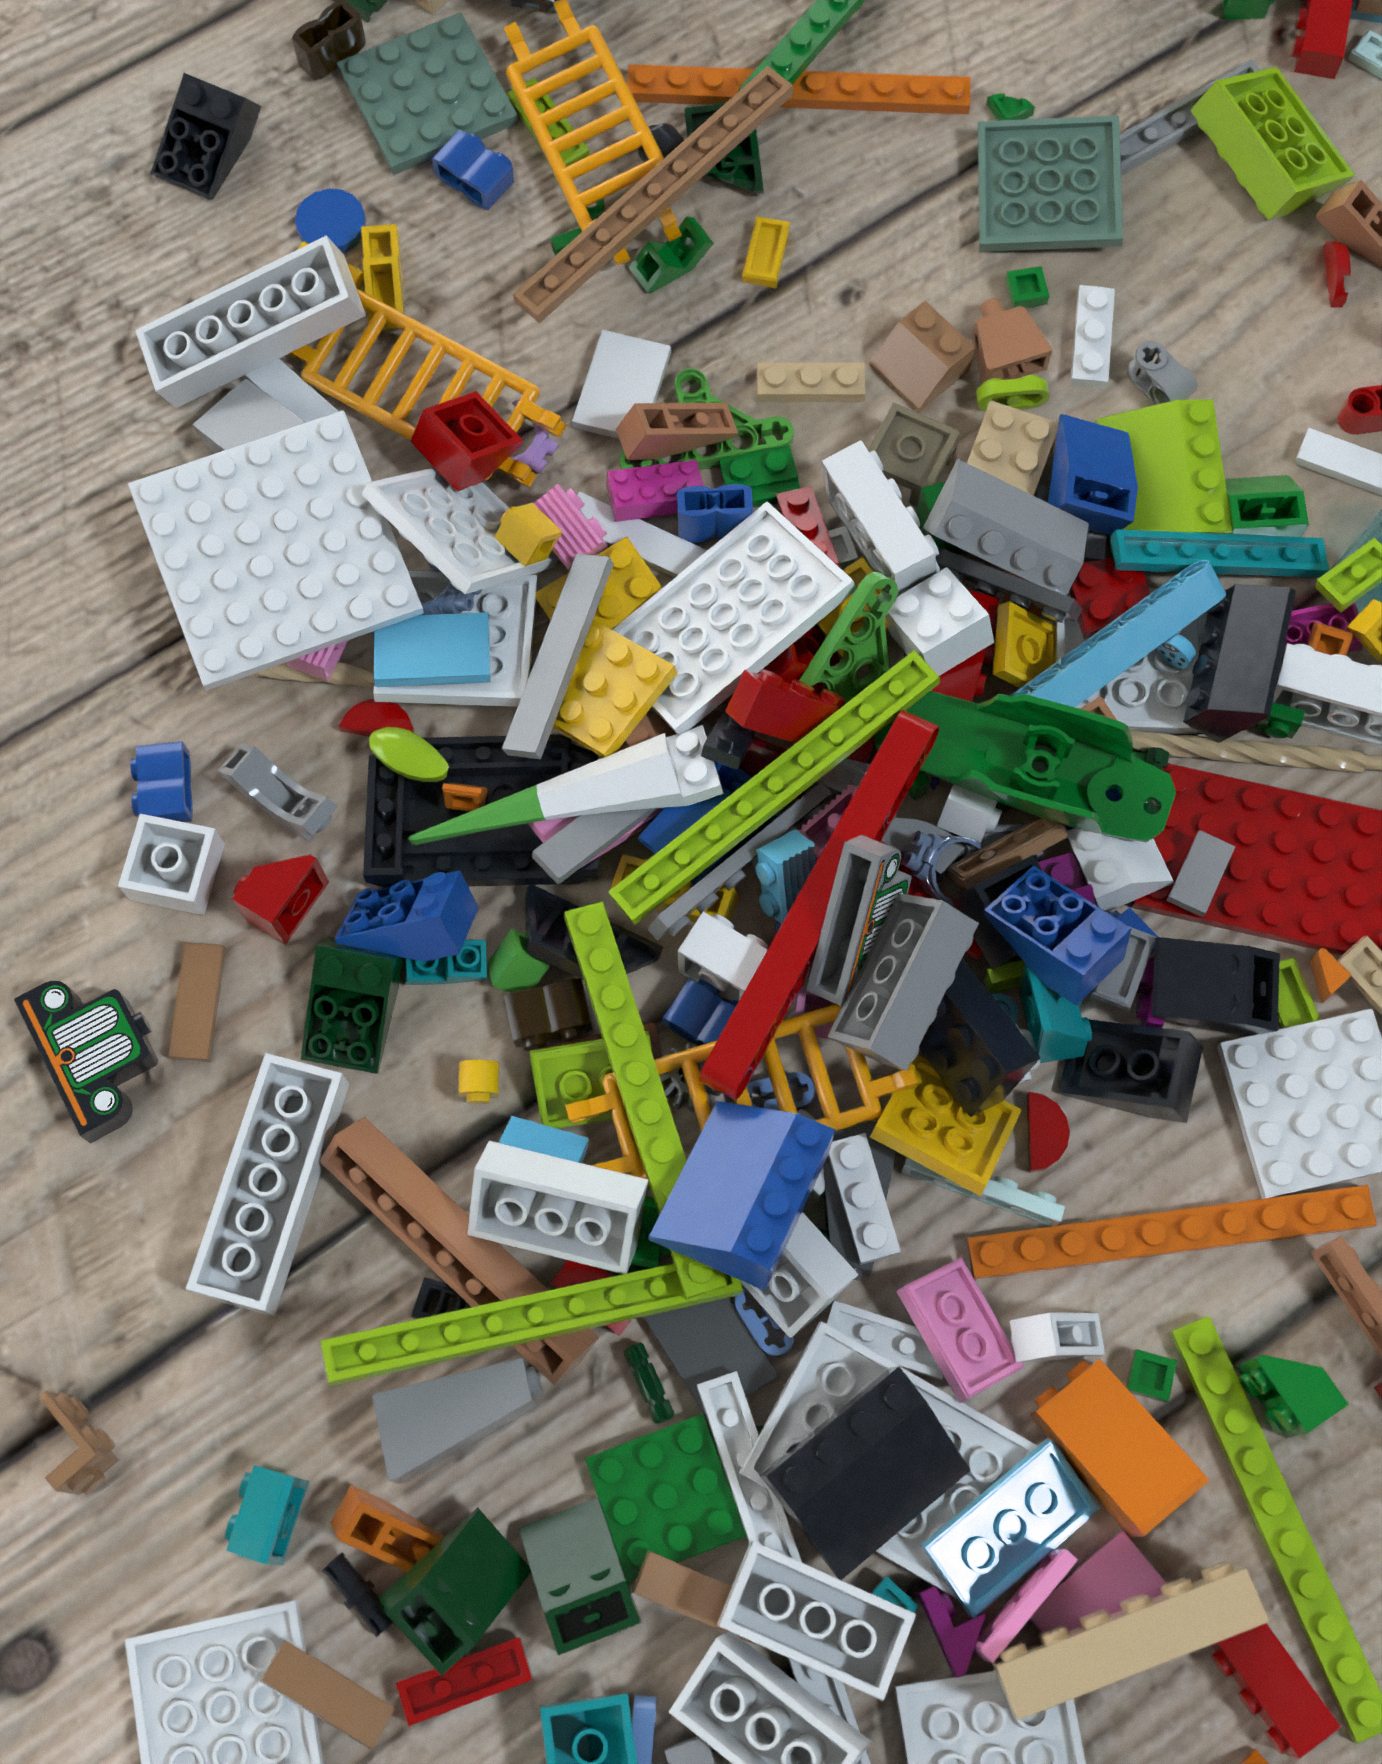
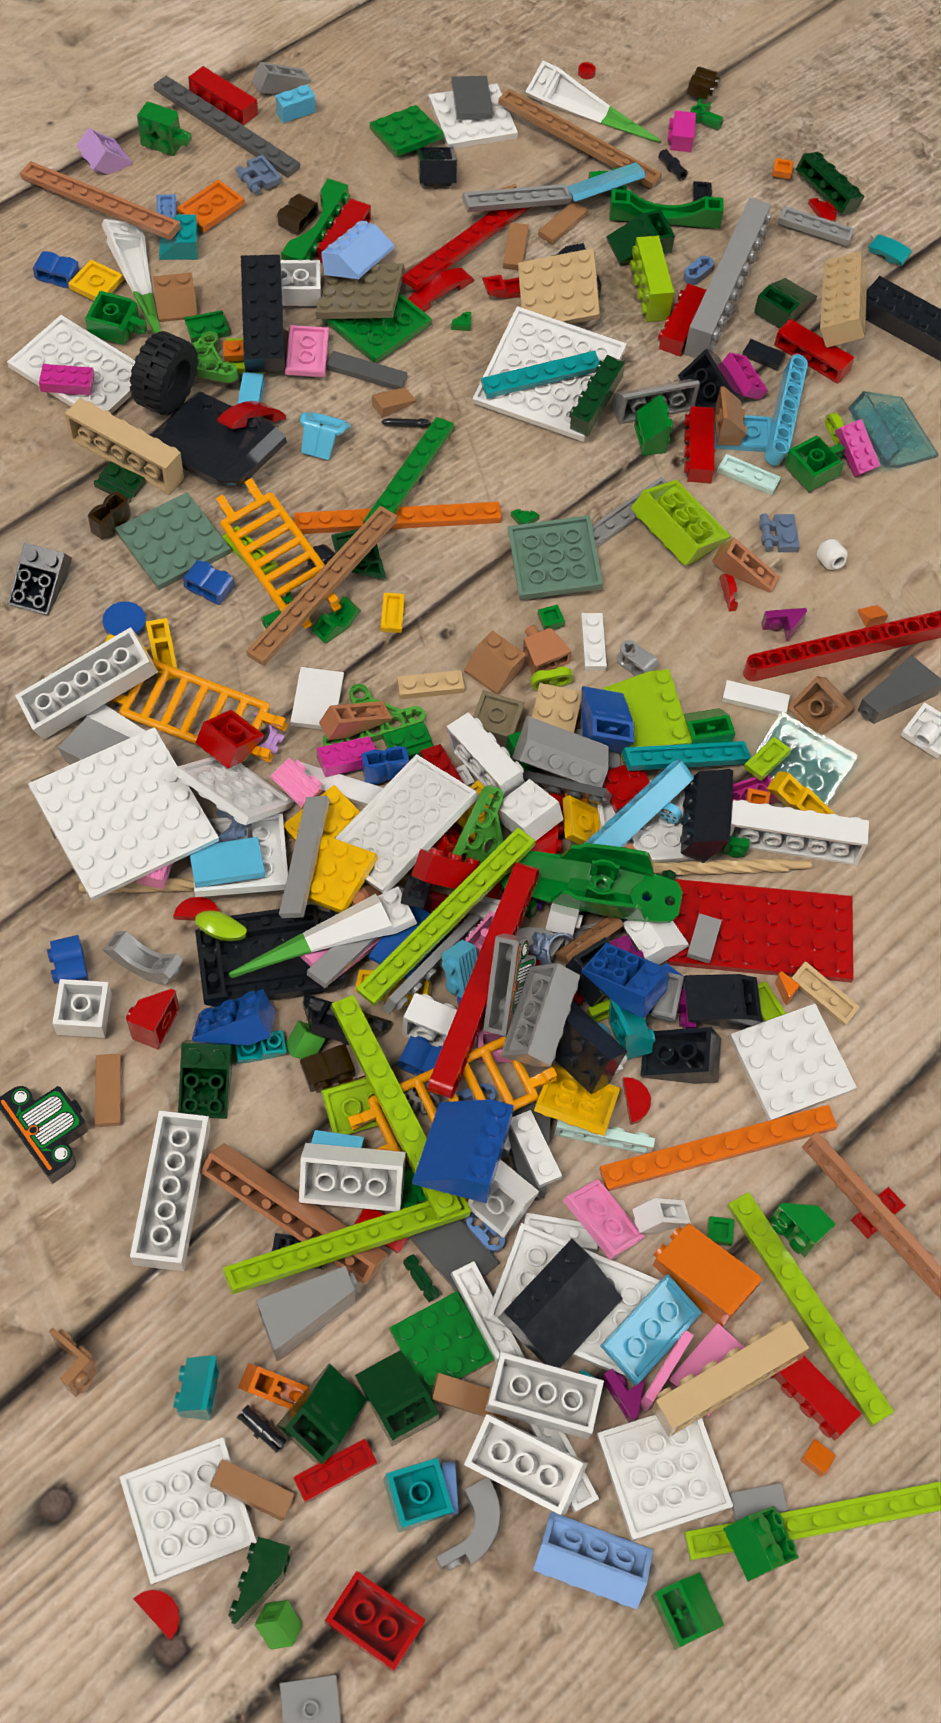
camera: 15 degrees left, 10 degrees down
(464, 796) = (257, 947): orange slope -> none
(478, 1081) = (291, 1112): yellow plate -> none
(527, 534) = (275, 788): yellow brick -> none

